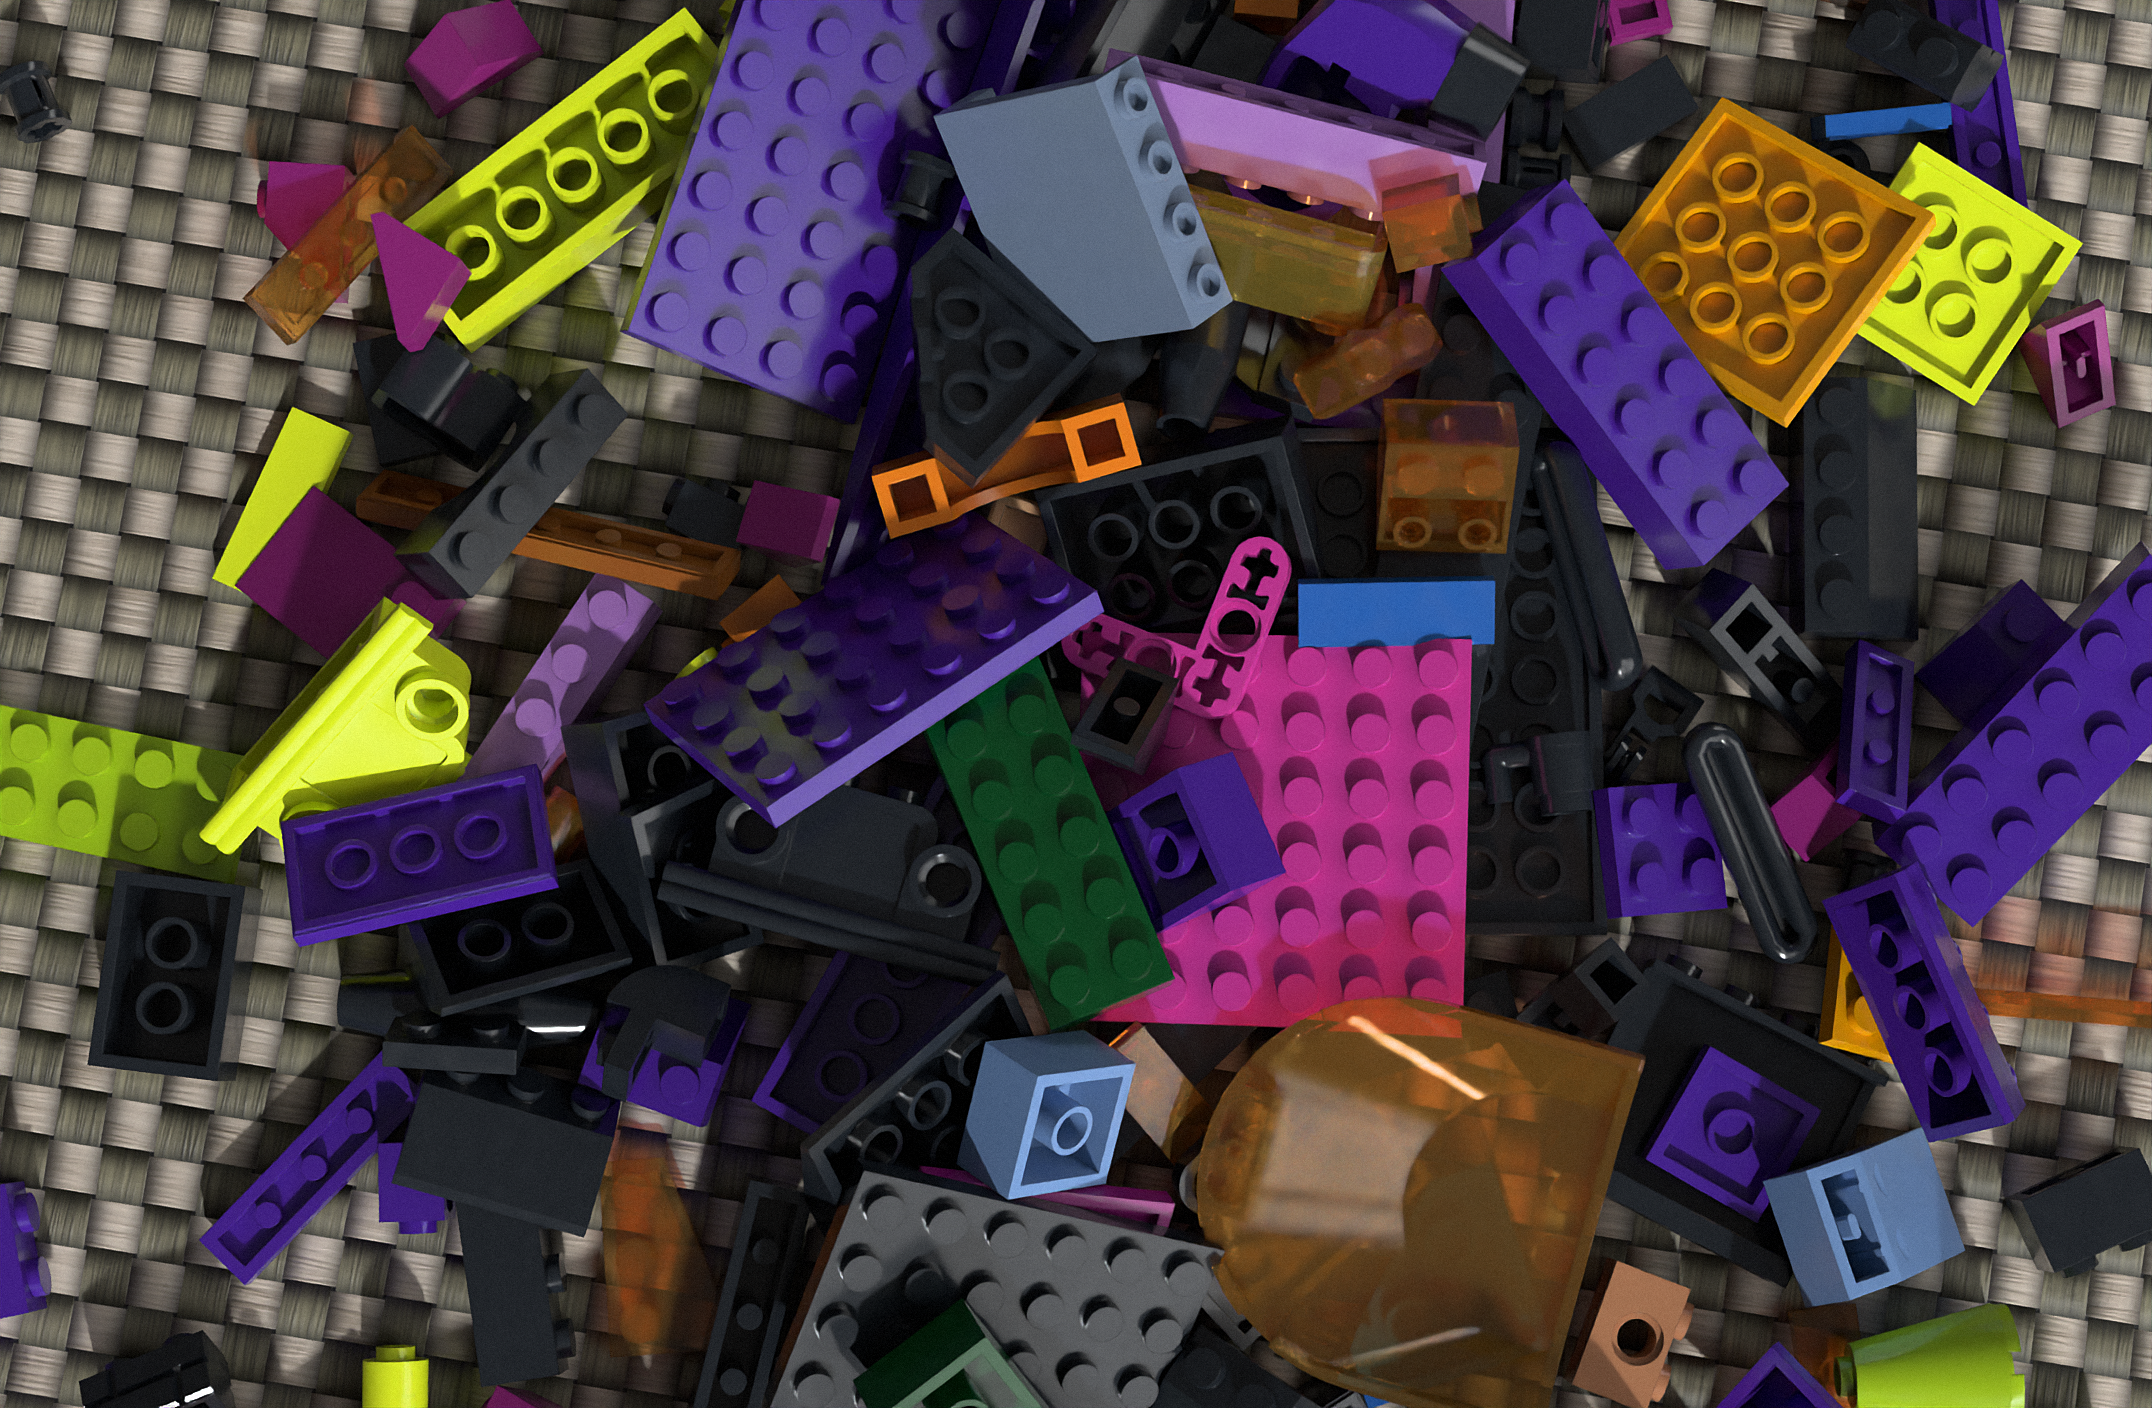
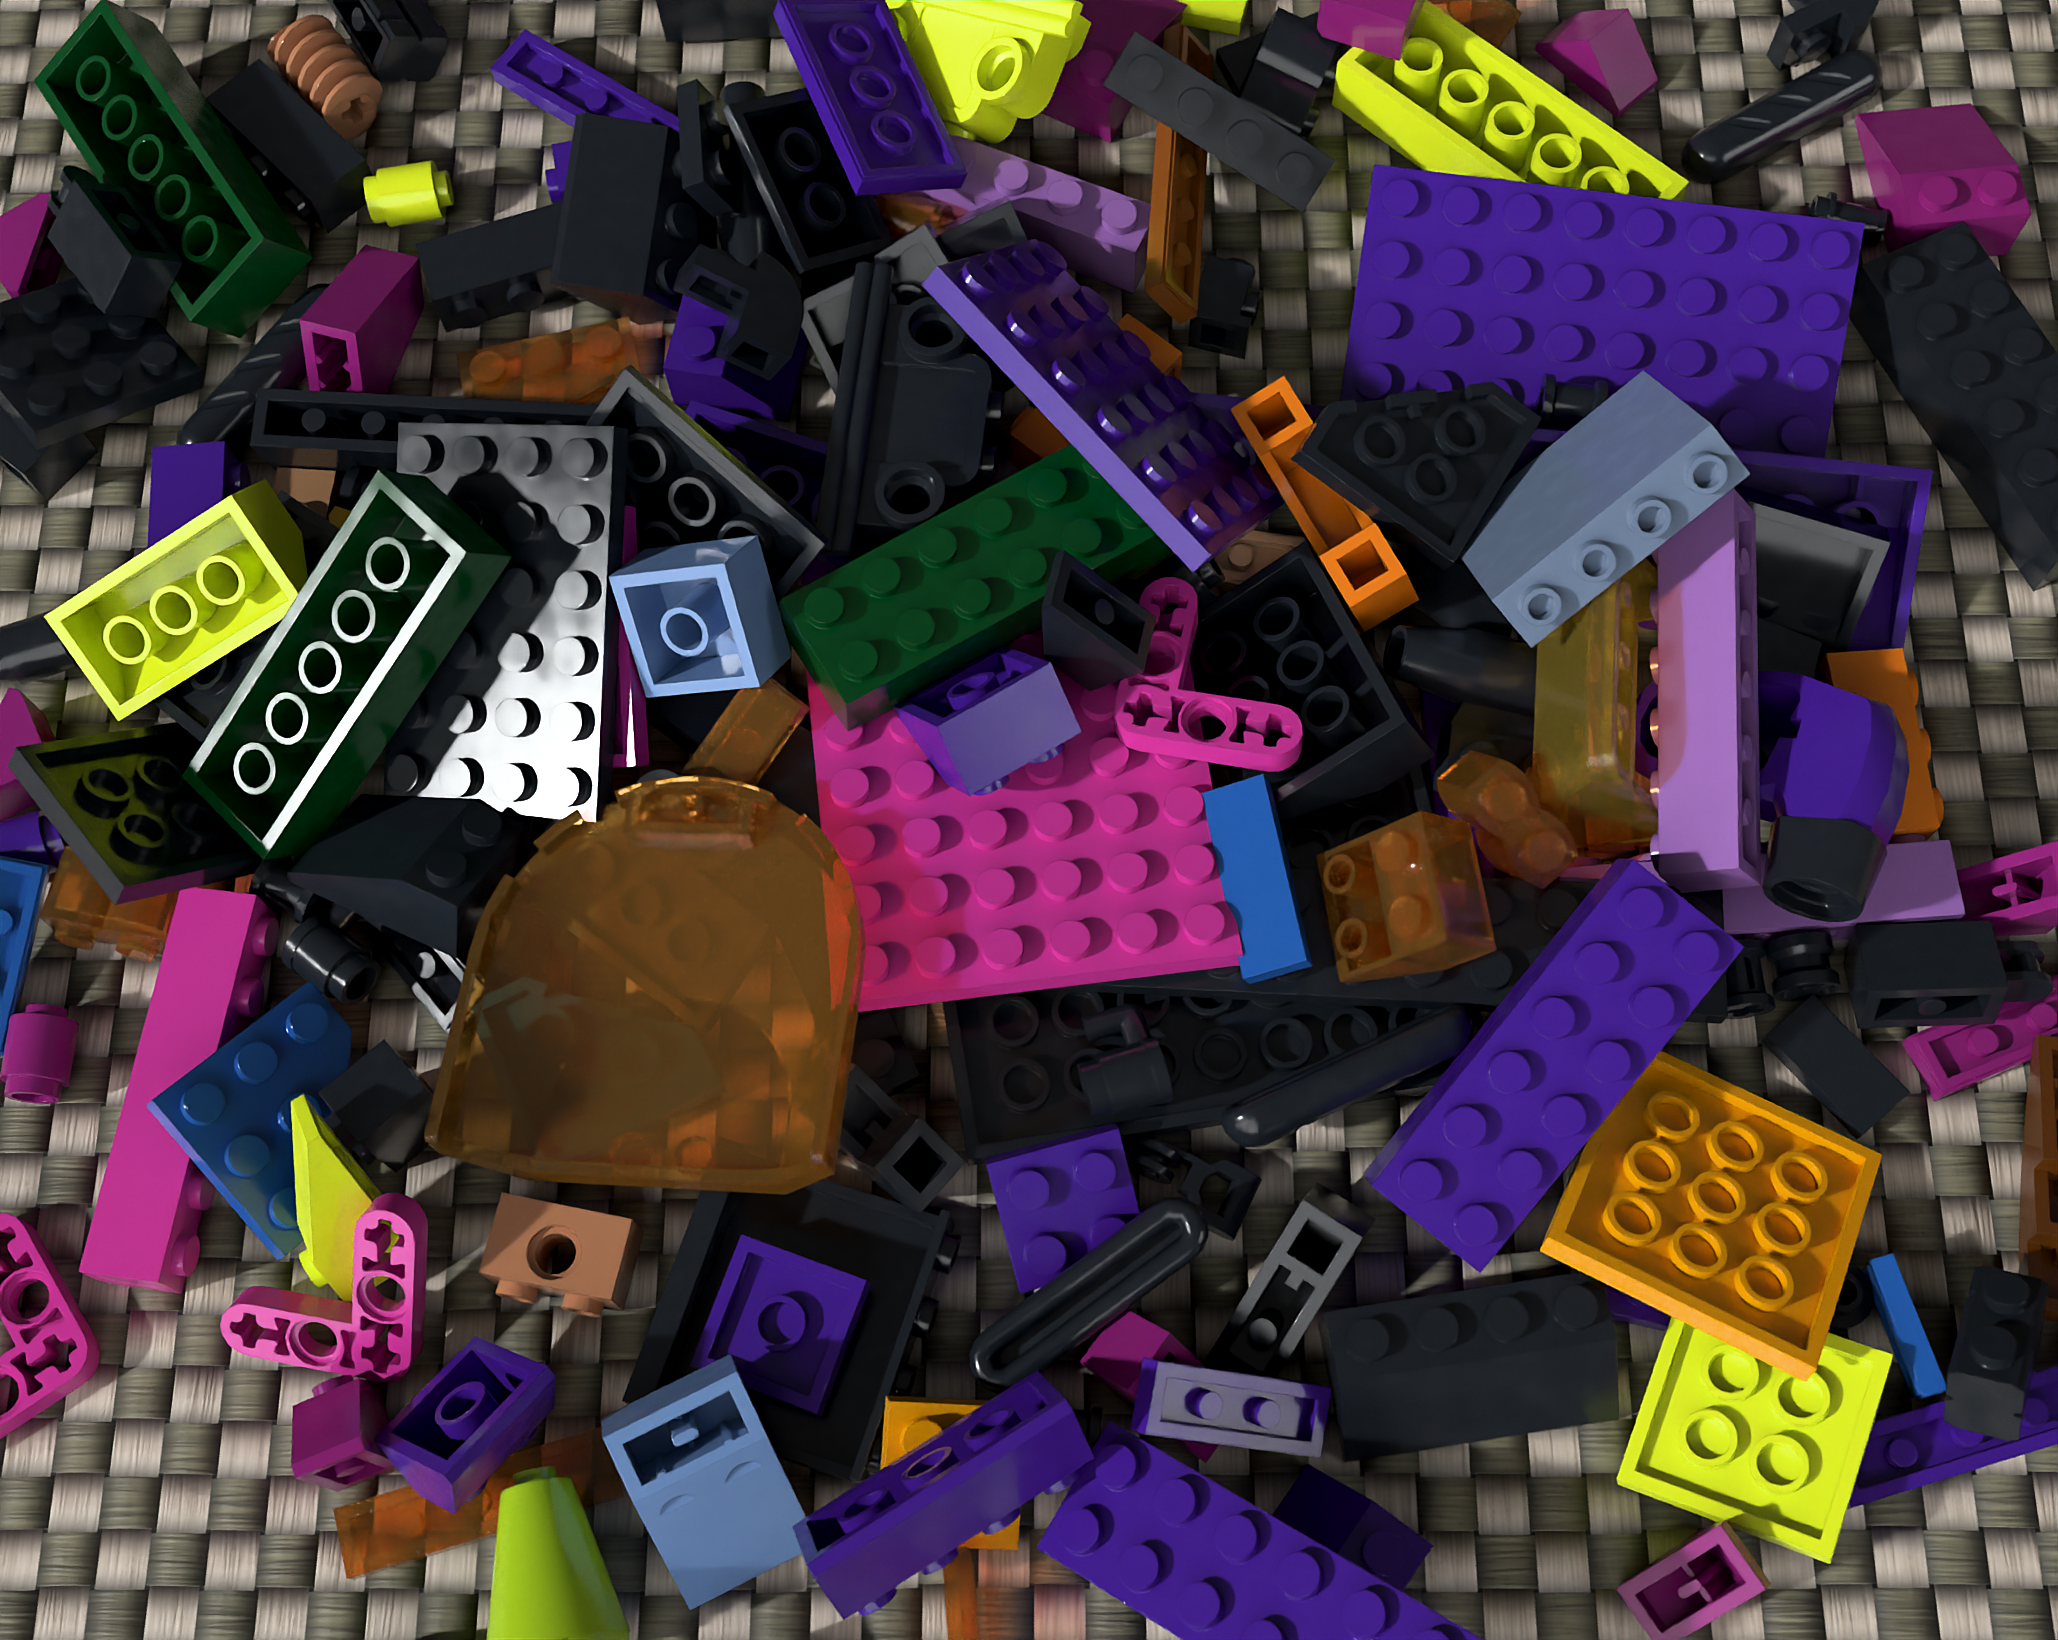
camera: 85 degrees right, 15 degrees down
(787, 524) = (1229, 350): magenta slope -> none
(1430, 222) = (1660, 822): clear orange brick -> none

